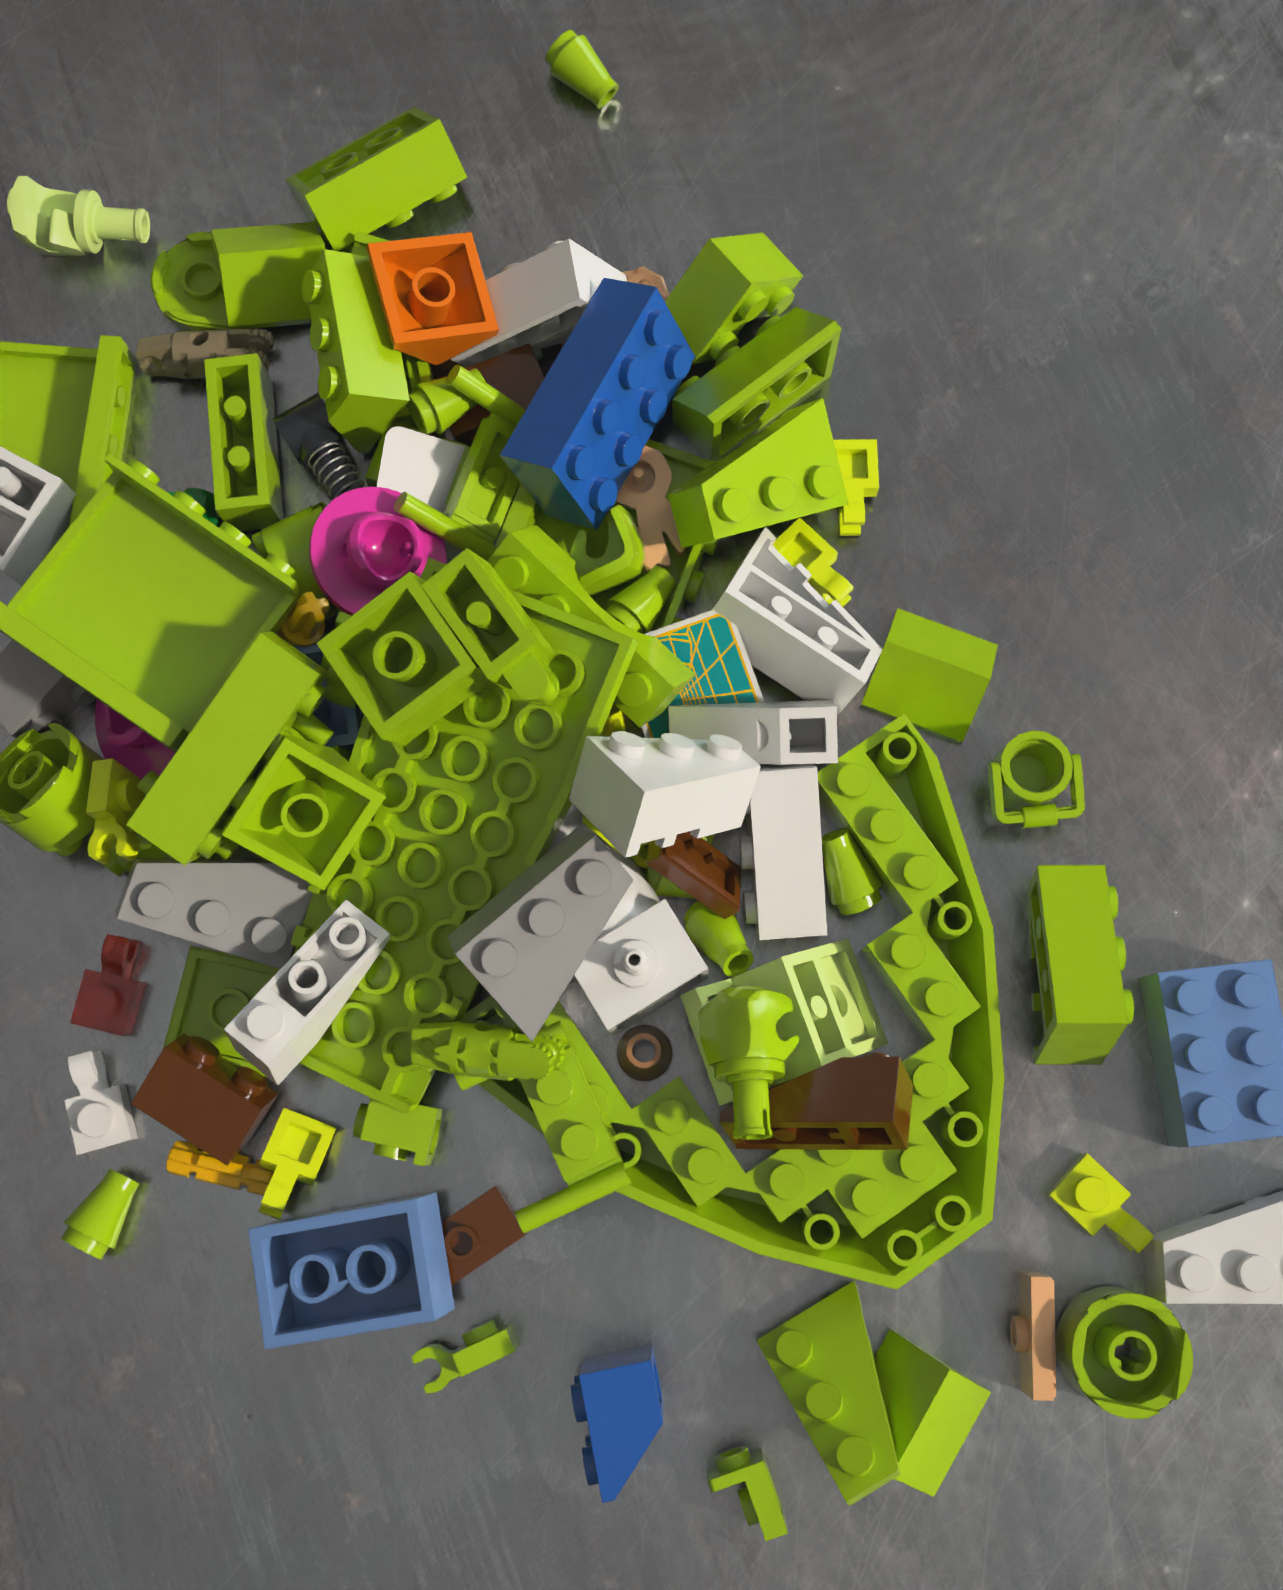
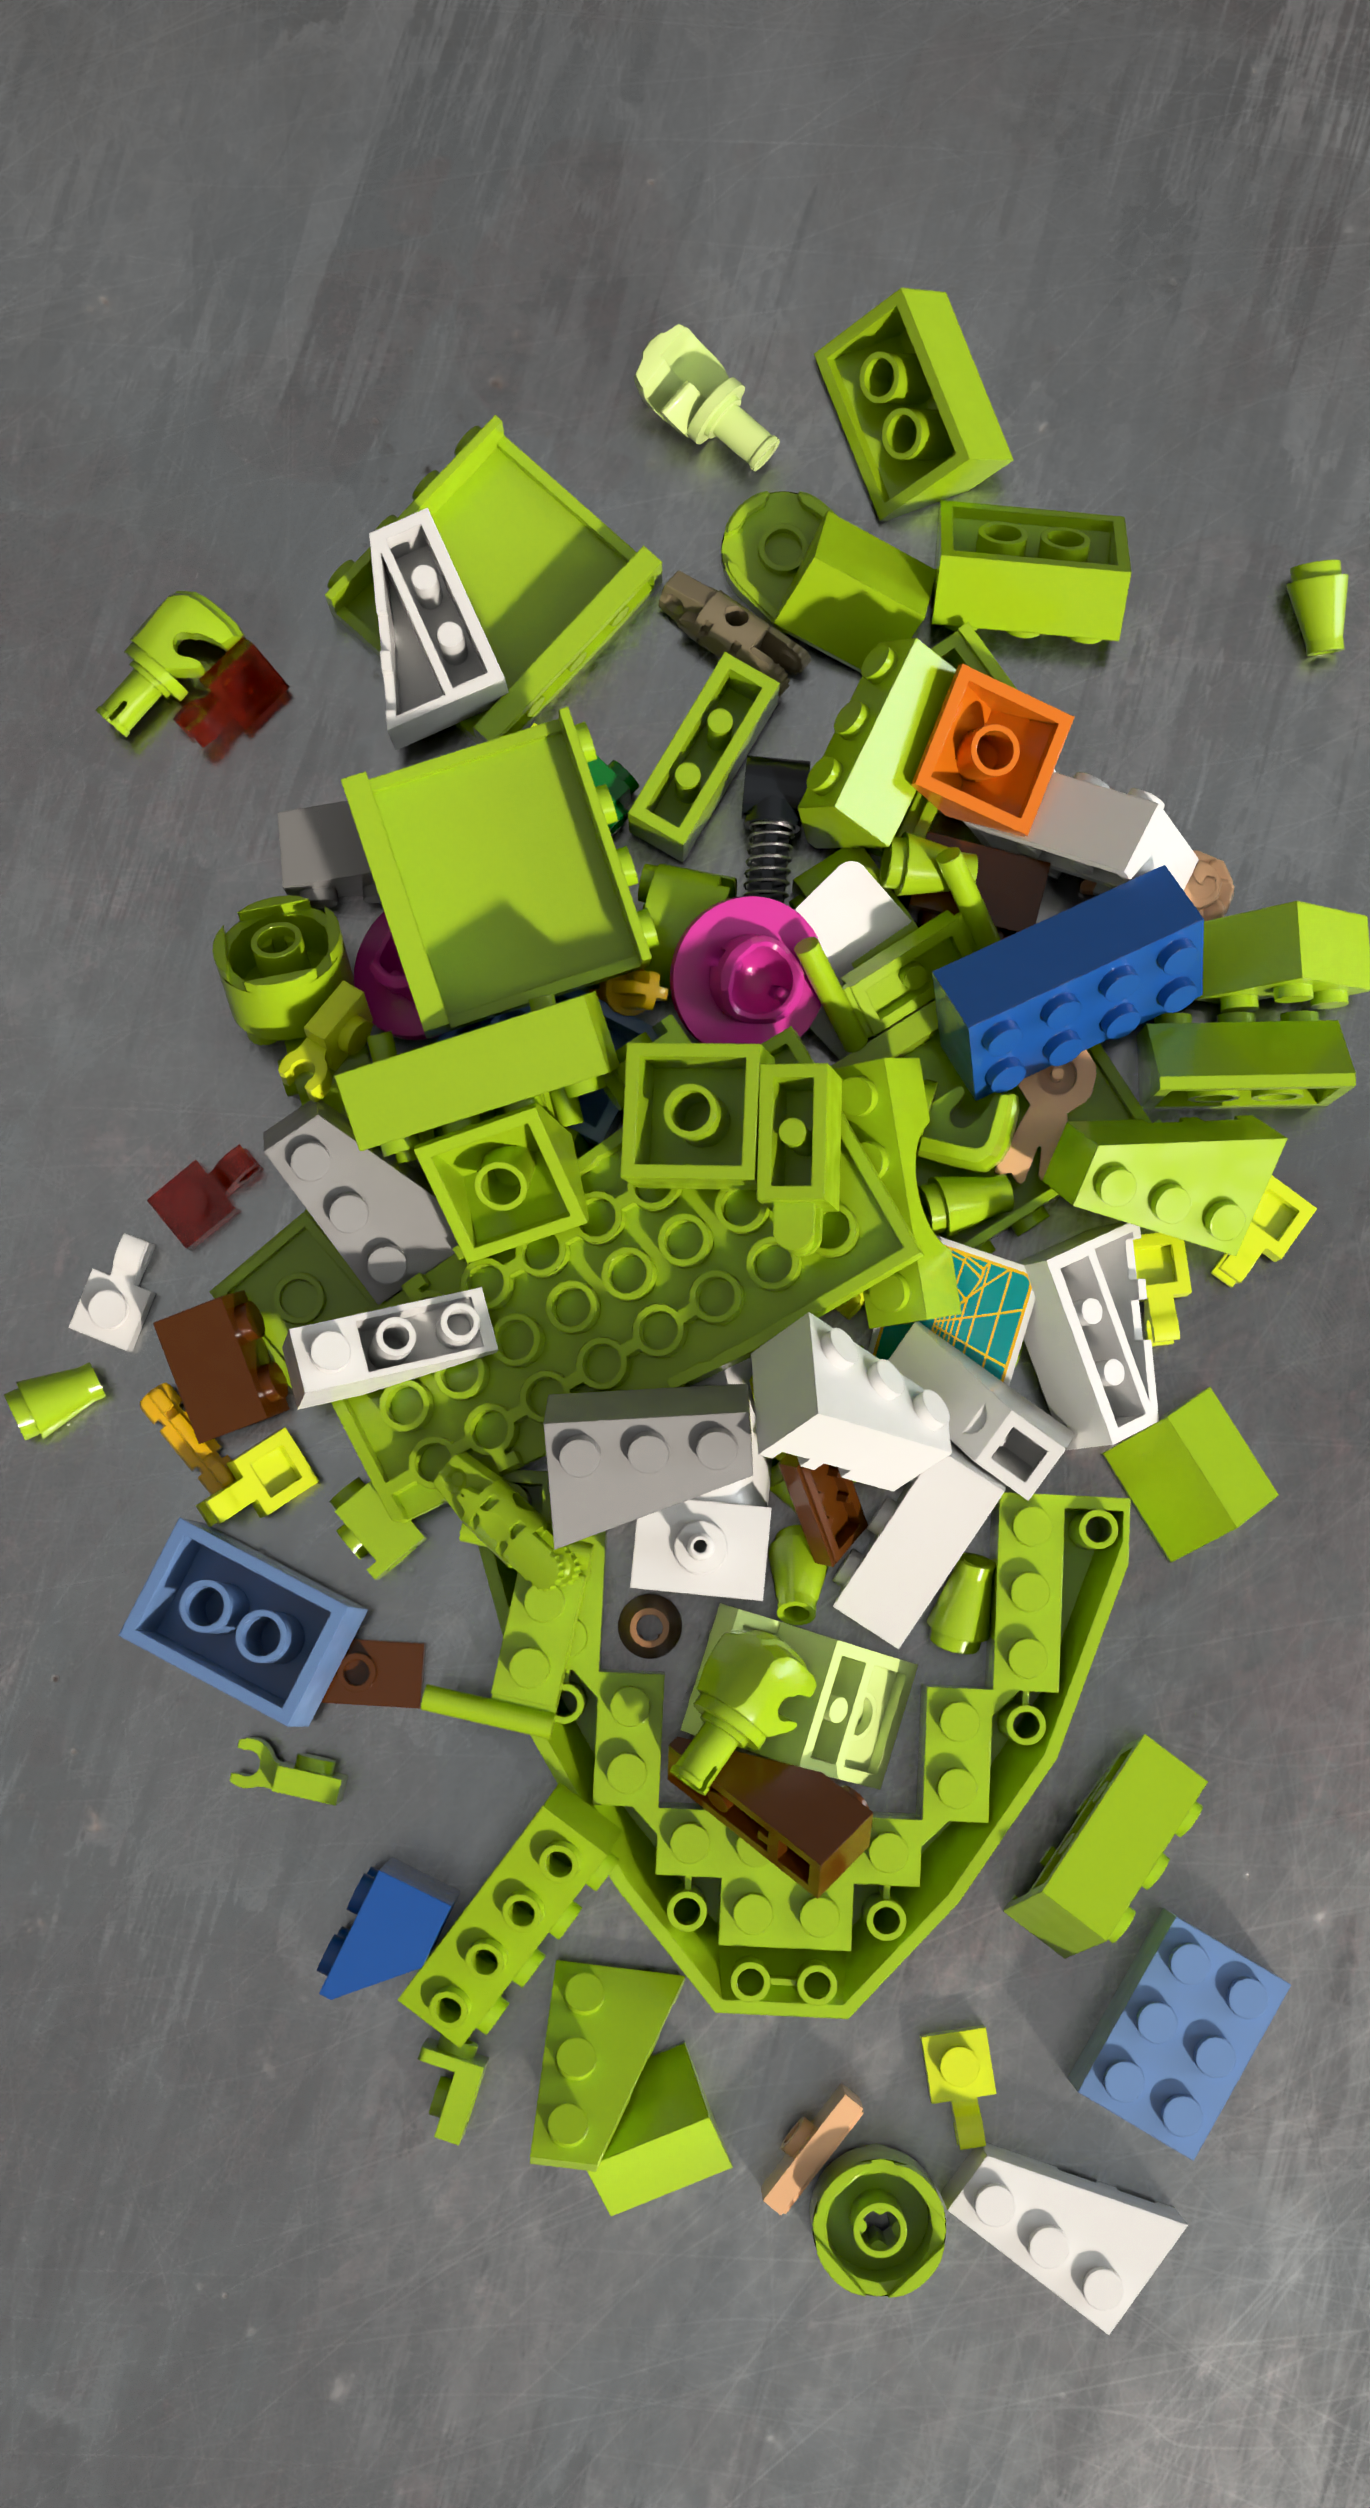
camera: 30 degrees right, 5 degrees up
(218, 128) = (912, 403): none -> lime slope
(700, 1333) = (511, 1916): none -> lime brick
(1030, 775) = (1204, 1644): lime piece -> none

